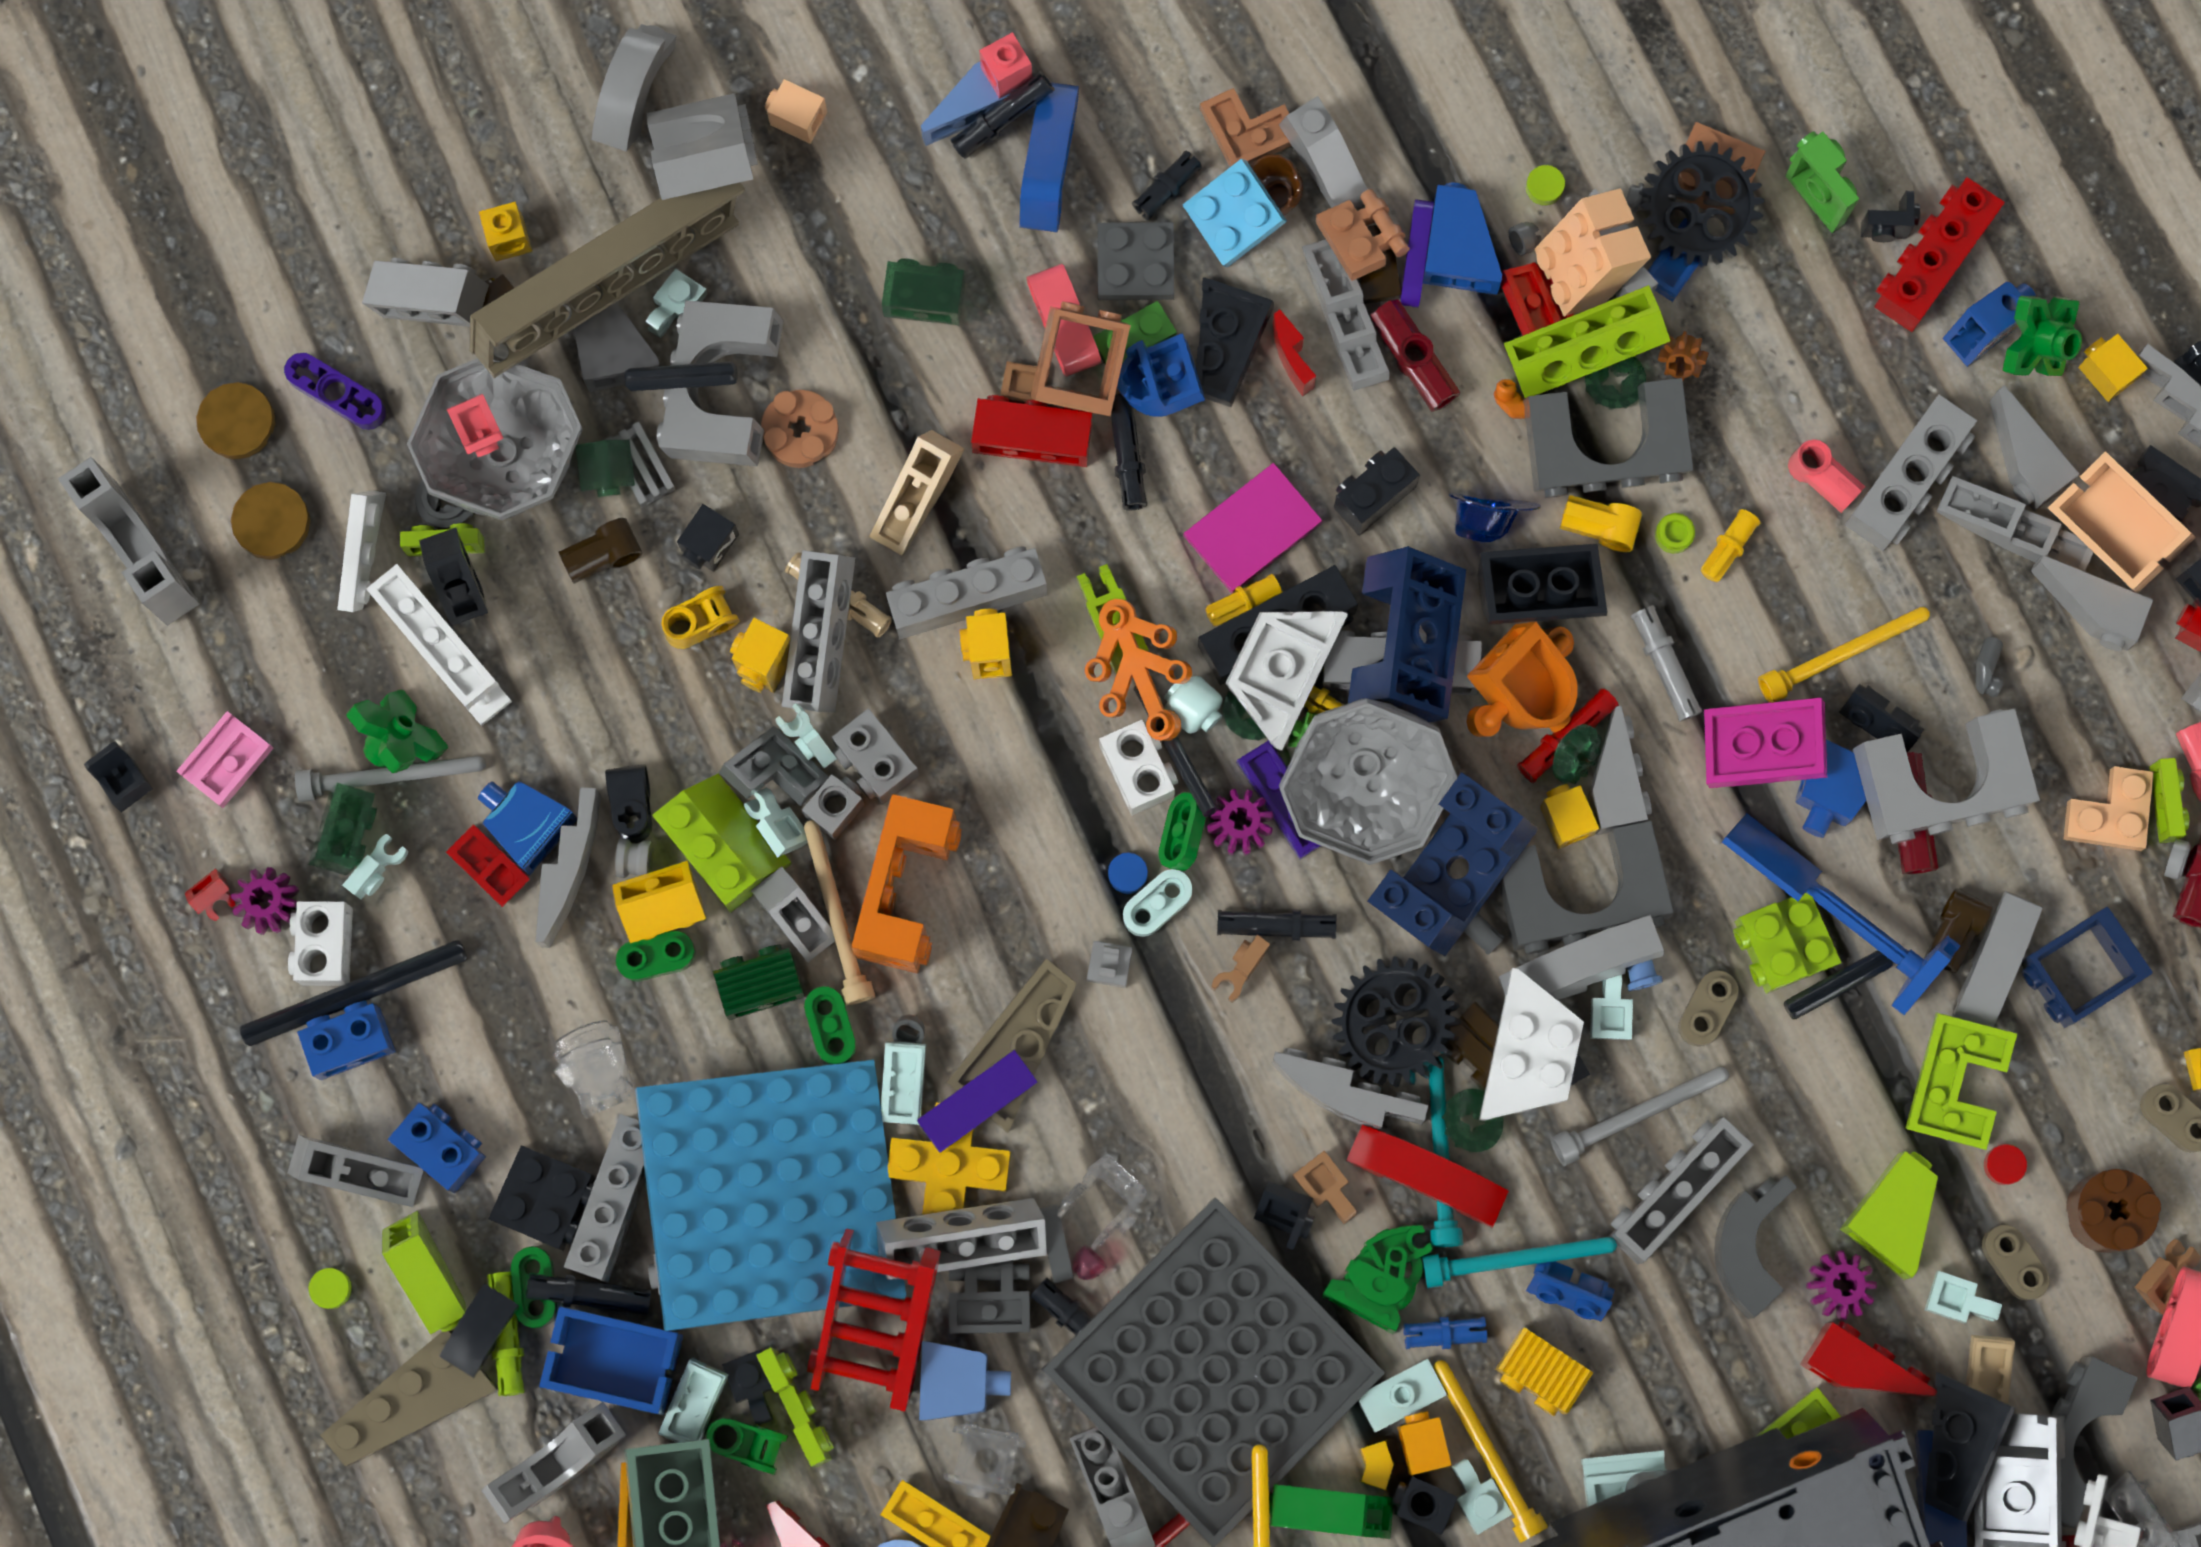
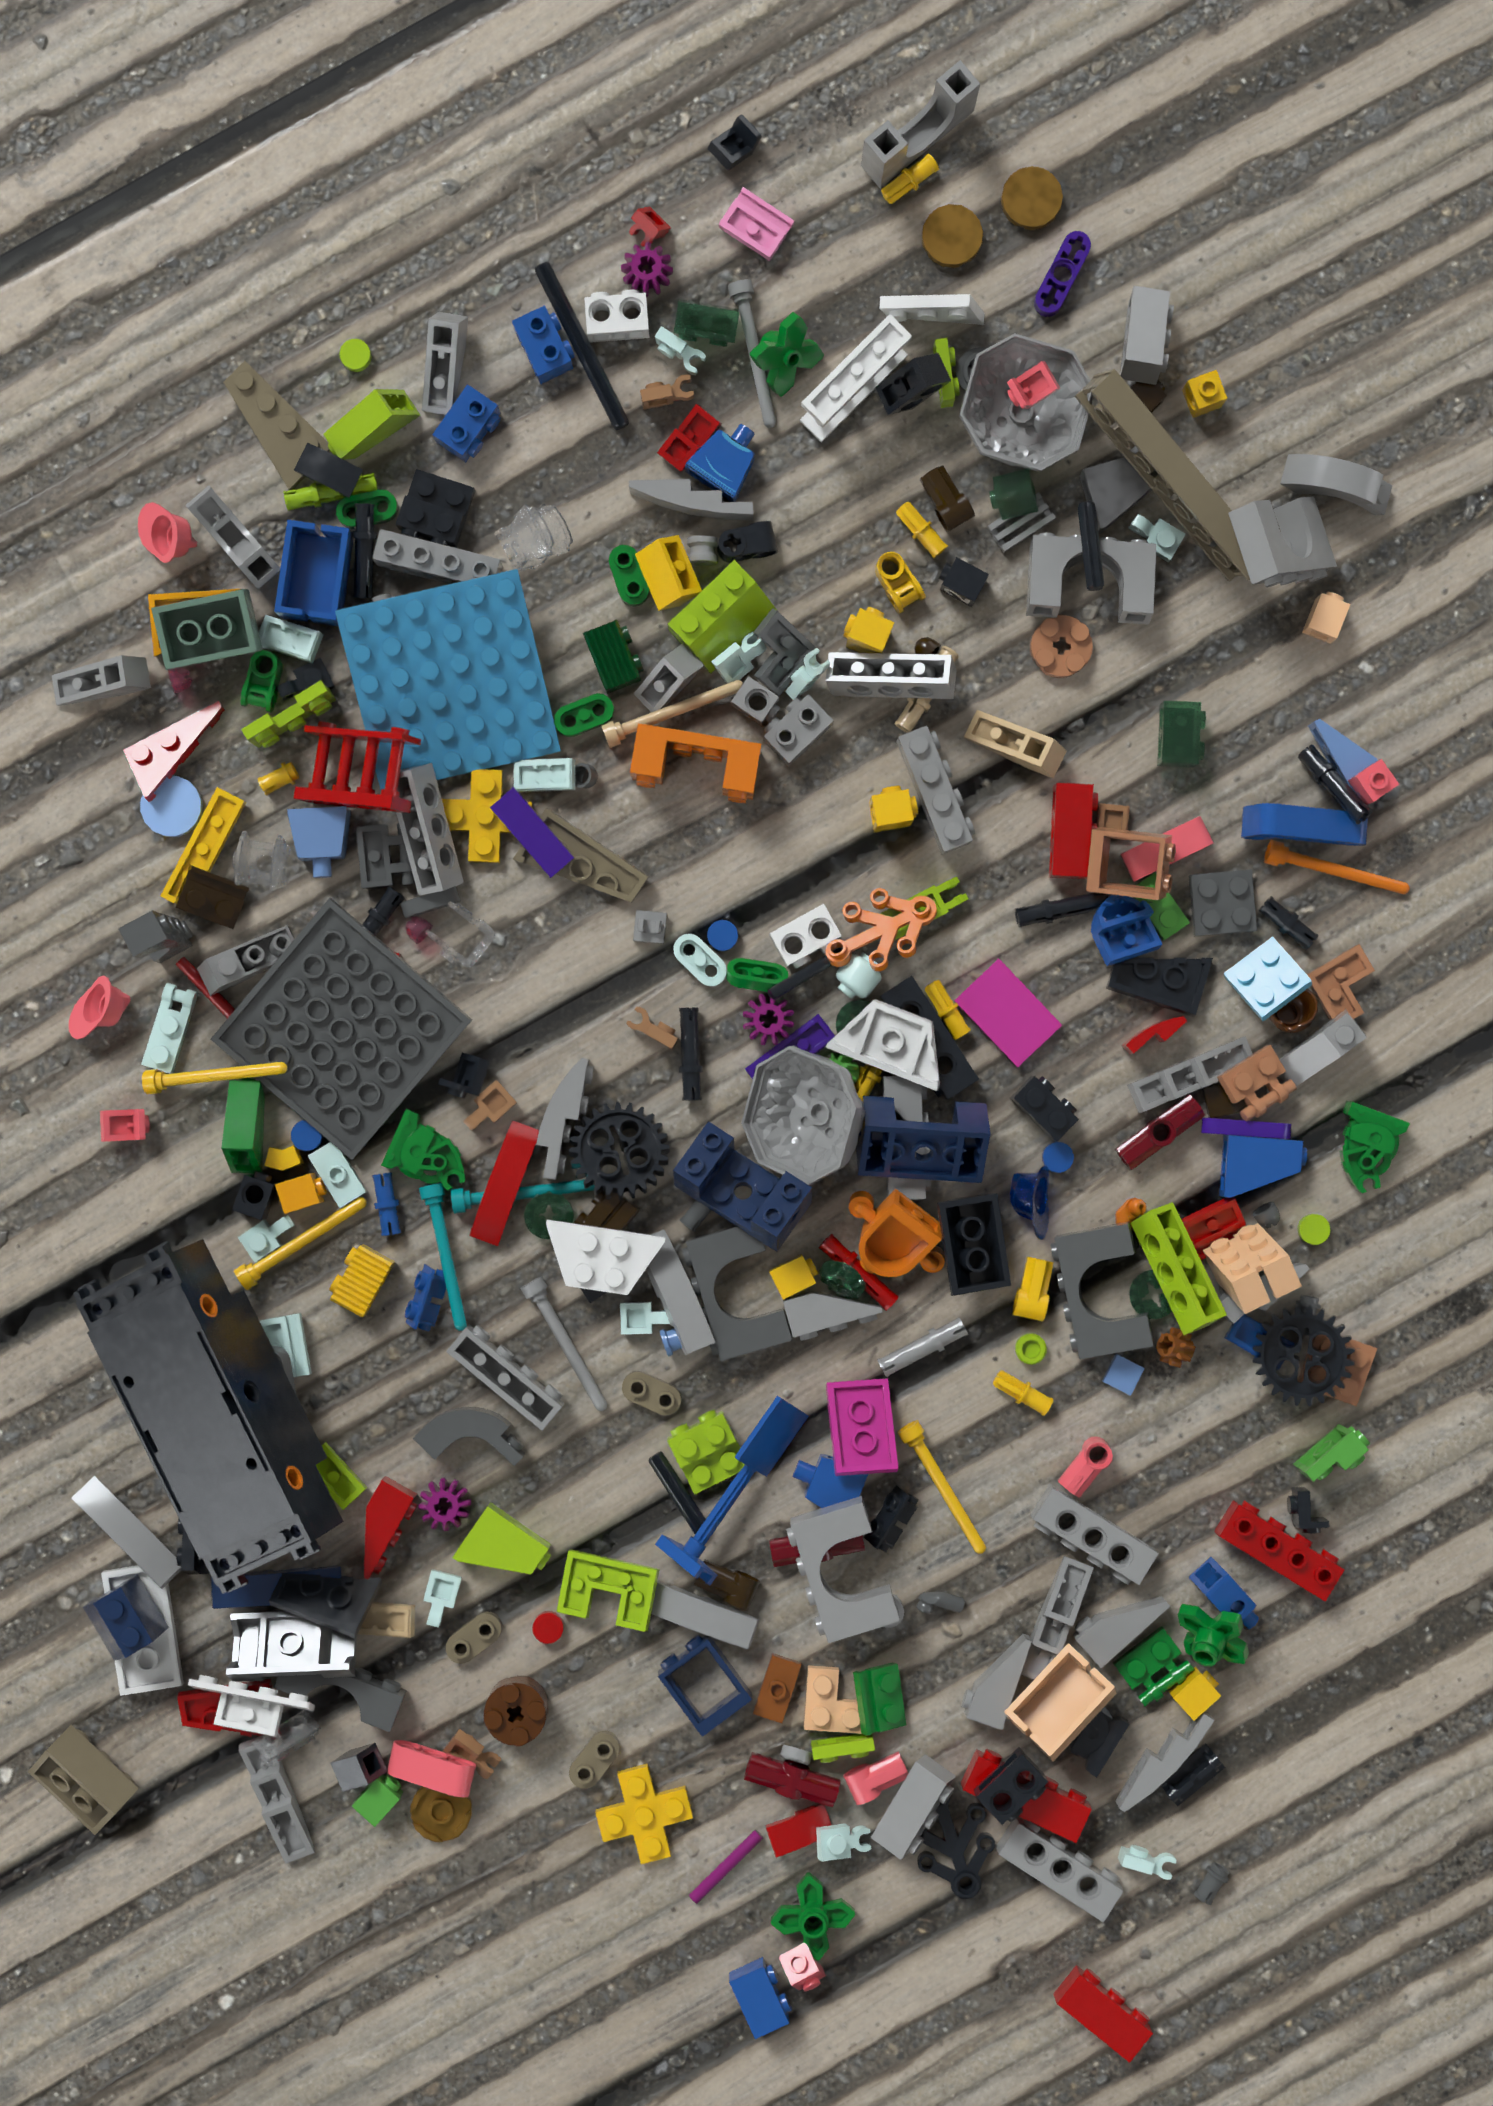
camera: 80 degrees right, 10 degrees up
(192, 565) = (909, 179): none -> yellow axle
(428, 898) = (658, 394): none -> medium nougat plate
(635, 586) = (921, 529): none -> yellow axle
(785, 591) = (927, 646): none -> dark brown hinge
(875, 1432) = (278, 778): none -> yellow pin
(1081, 190) = (1278, 854): none -> orange piece
(1349, 1433) = (305, 1136): none -> blue tile
(1437, 481) = (1057, 1157): none -> blue tile
(1445, 110) = (1367, 1140): none -> green piece
(1713, 424) = (1123, 1374): none -> medium blue tile
(2068, 423) = (1149, 1657): none -> green plate
(2091, 878) = (777, 1688): none -> dark orange plate
(2109, 750) = (879, 1698): none -> green plate

